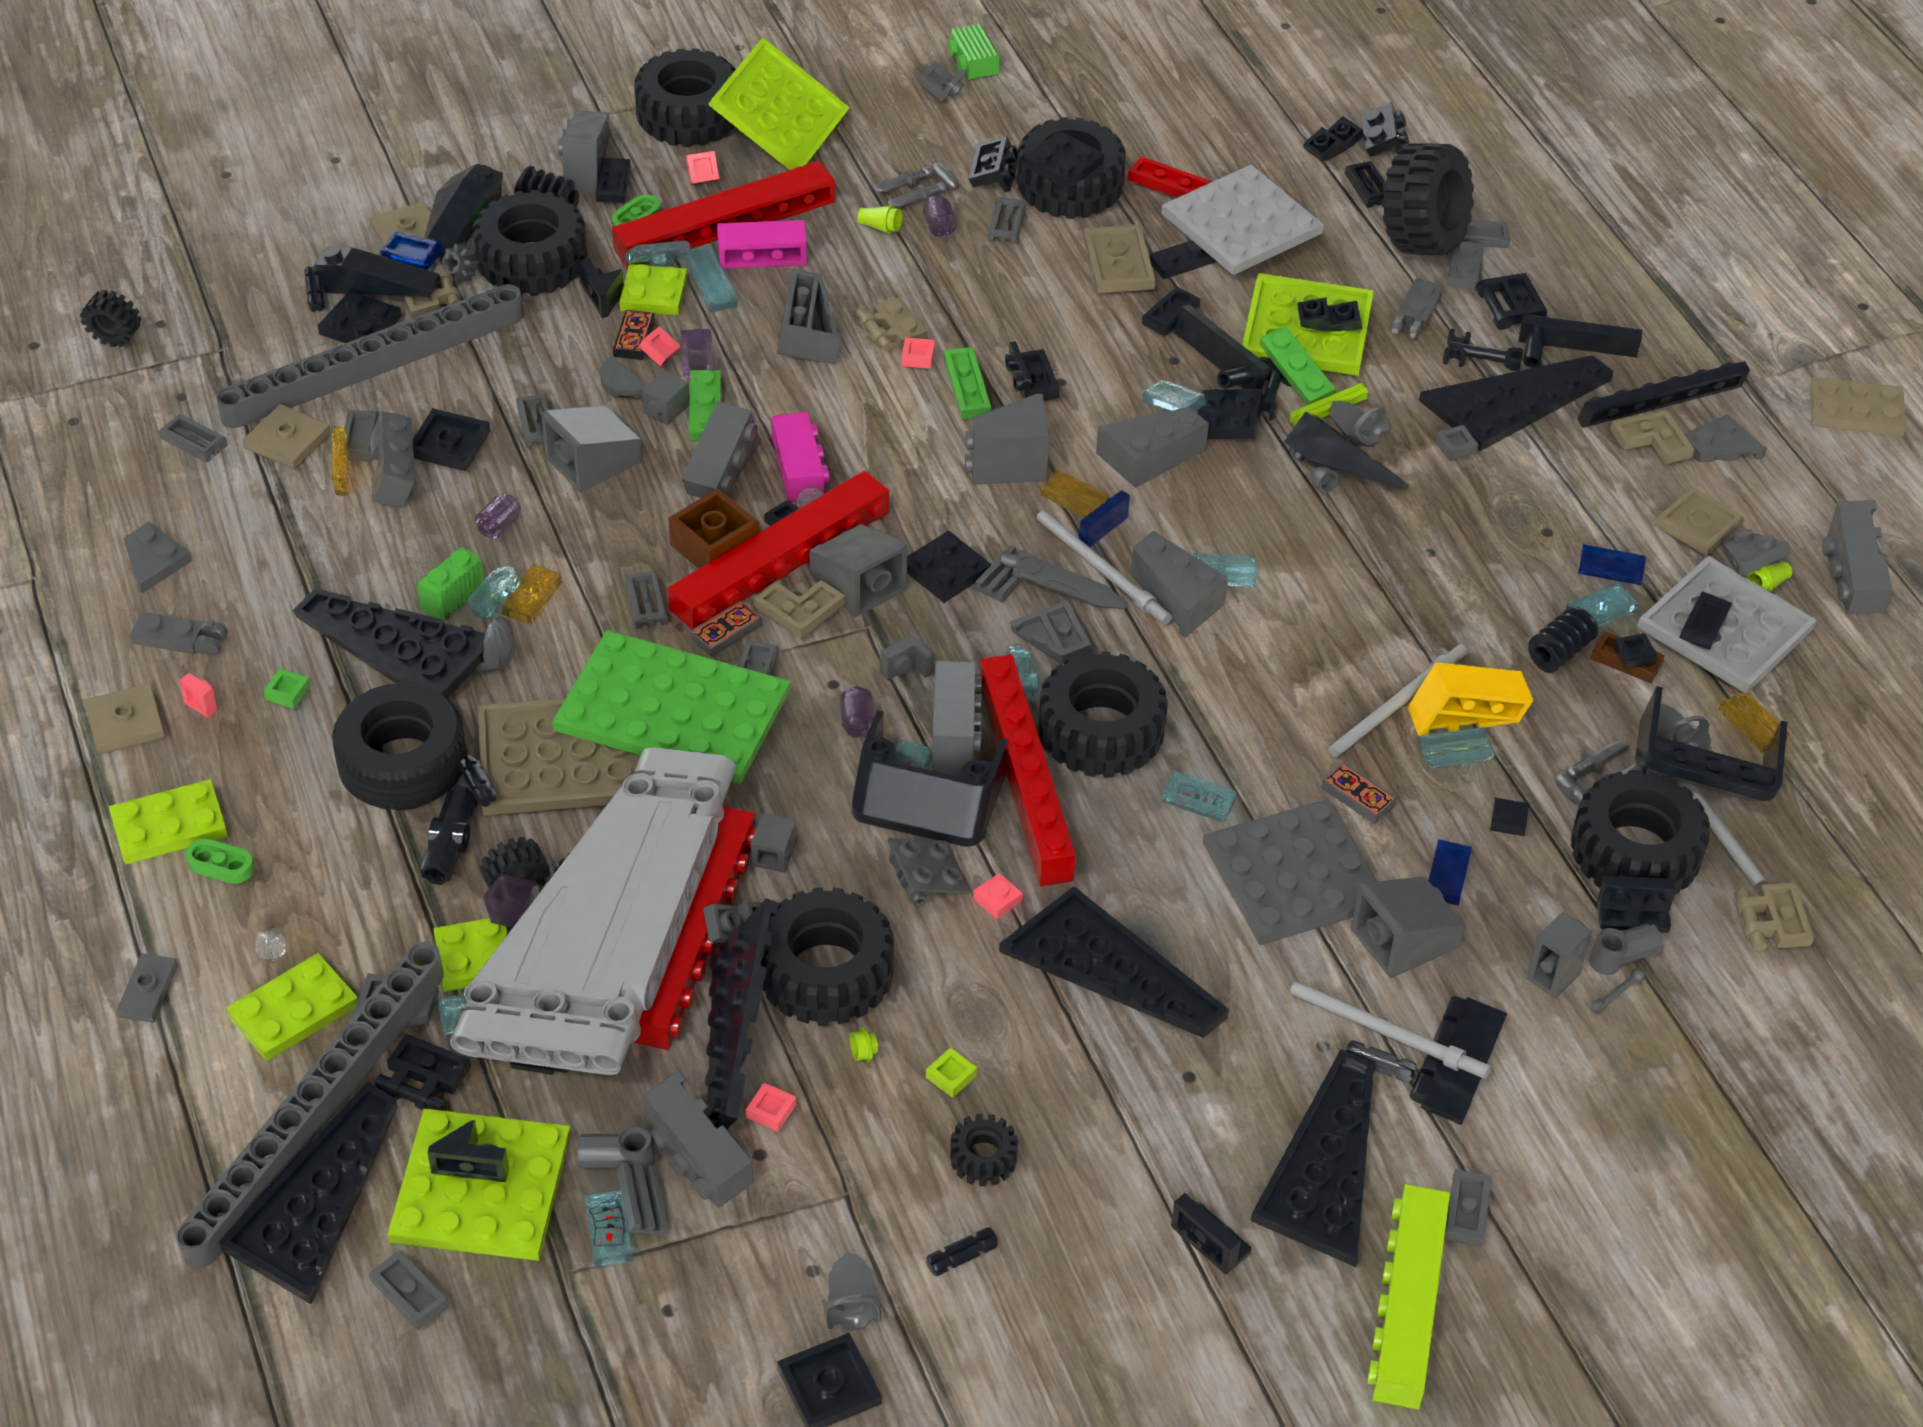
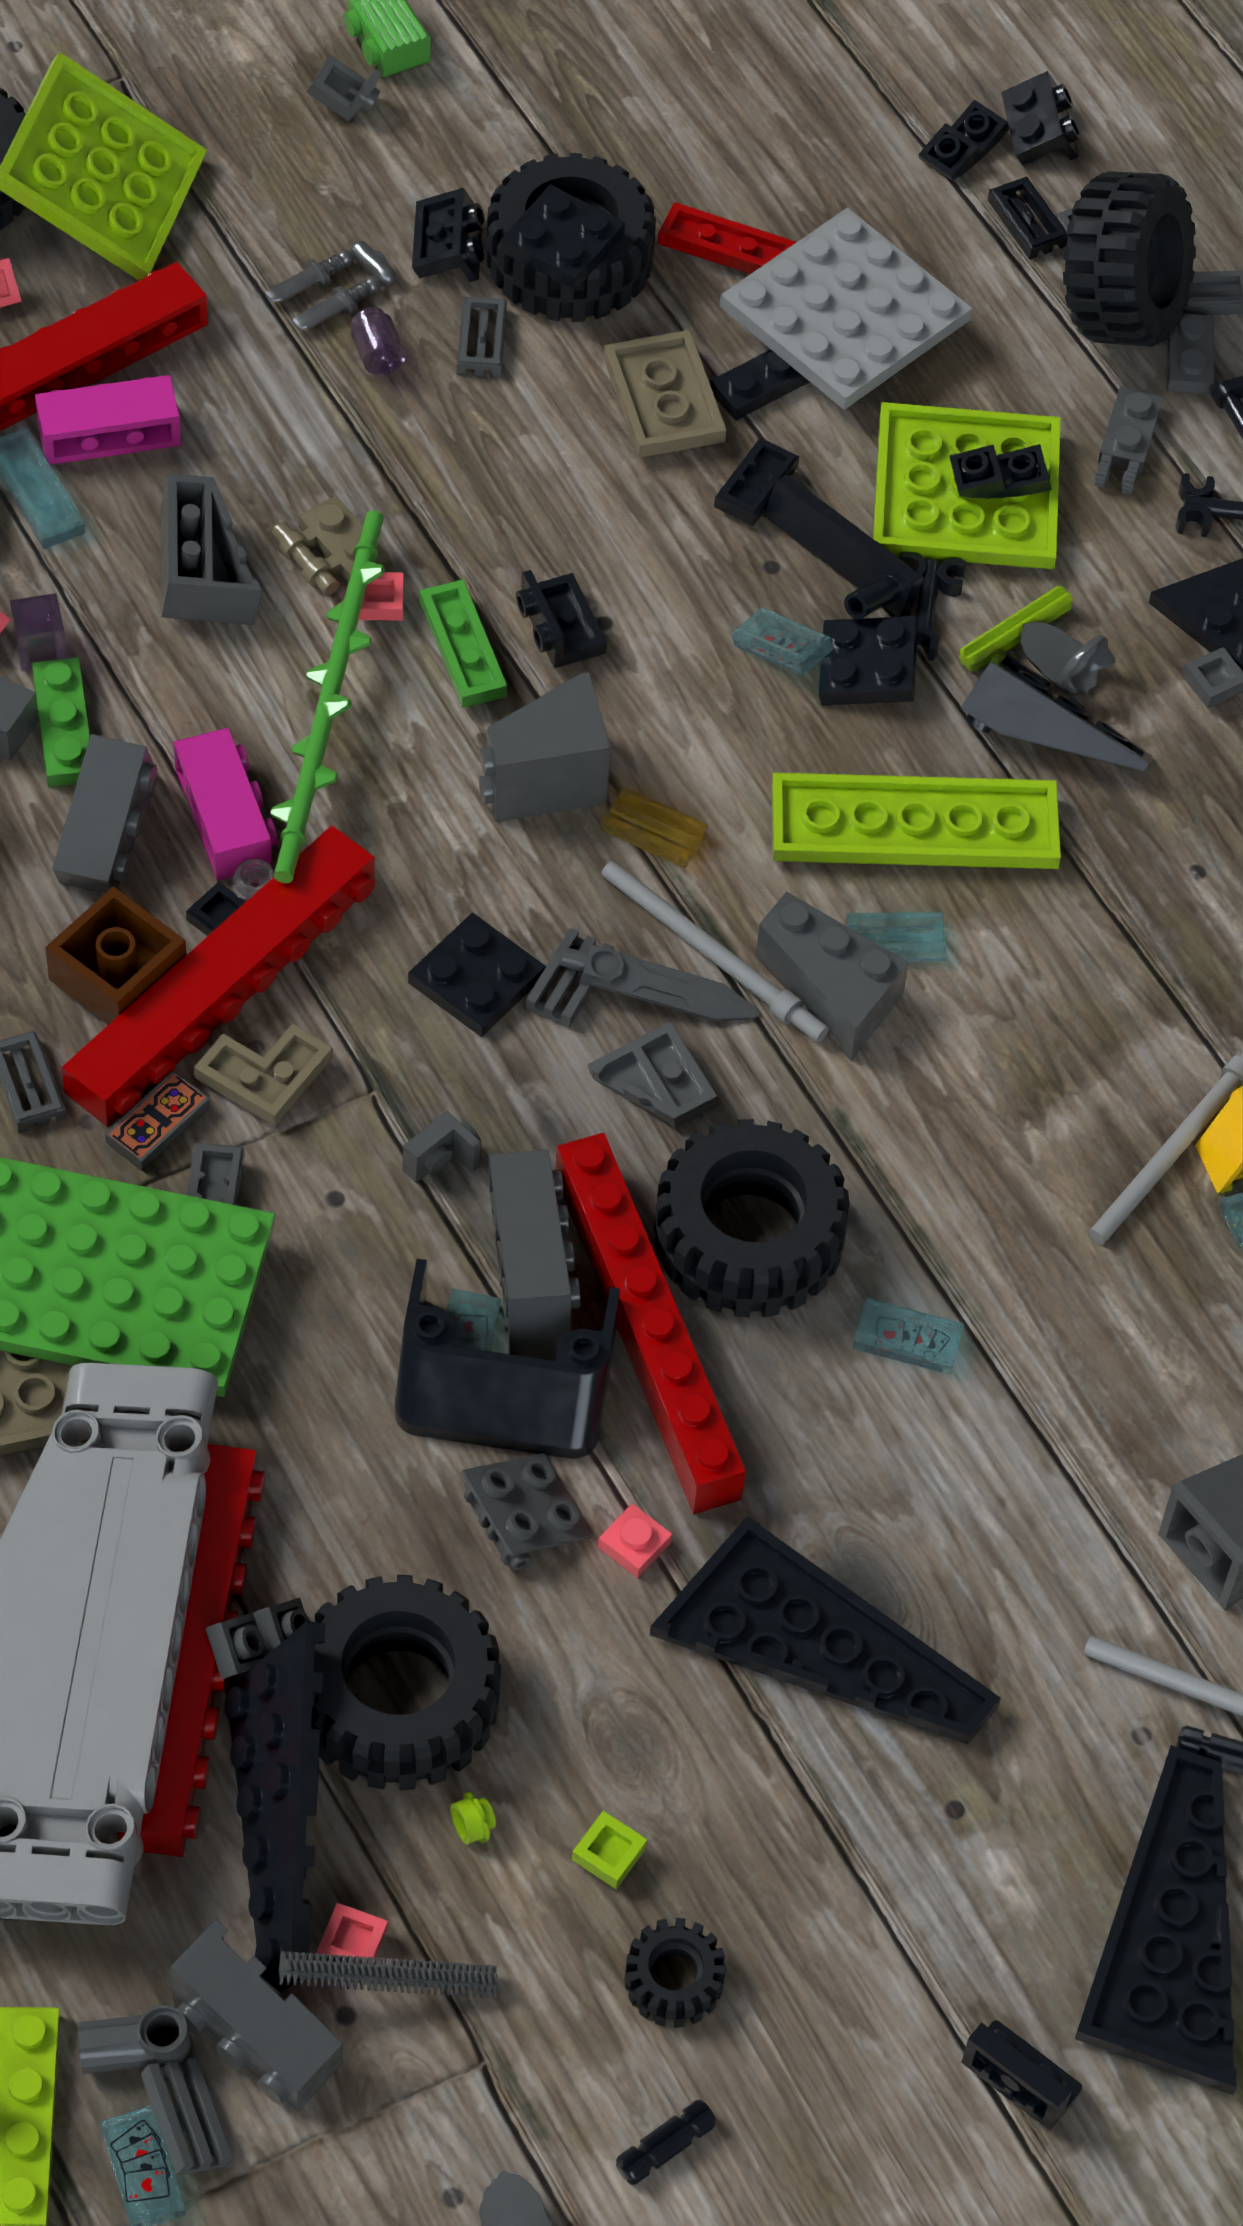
camera: 10 degrees left, 10 degrees up
(773, 842) = (289, 1490): dark grey brick -> none
(790, 1125) = (388, 1972): none -> dark grey axle
(857, 711) = (380, 1248): clear purple brick -> none
(862, 566) = (349, 994): dark grey slope -> none
(877, 390) = (330, 703): none -> bright green plant
(883, 218) = (287, 353): lime cone -> none
(1023, 664) = (619, 1137): clear light blue plate -> none
(1104, 518) = (706, 868): clear blue tile -> none
(1152, 443) = (760, 727): dark grey wedge -> none
(1246, 505) = (915, 820): none -> lime plate
(1290, 870) = (1062, 1447): dark grey plate -> none
(1296, 365) = (961, 567): bright green plate -> none
(1324, 479) = (1025, 760): dark grey hinge -> none
(1359, 792) = (1142, 1303): tile -> none

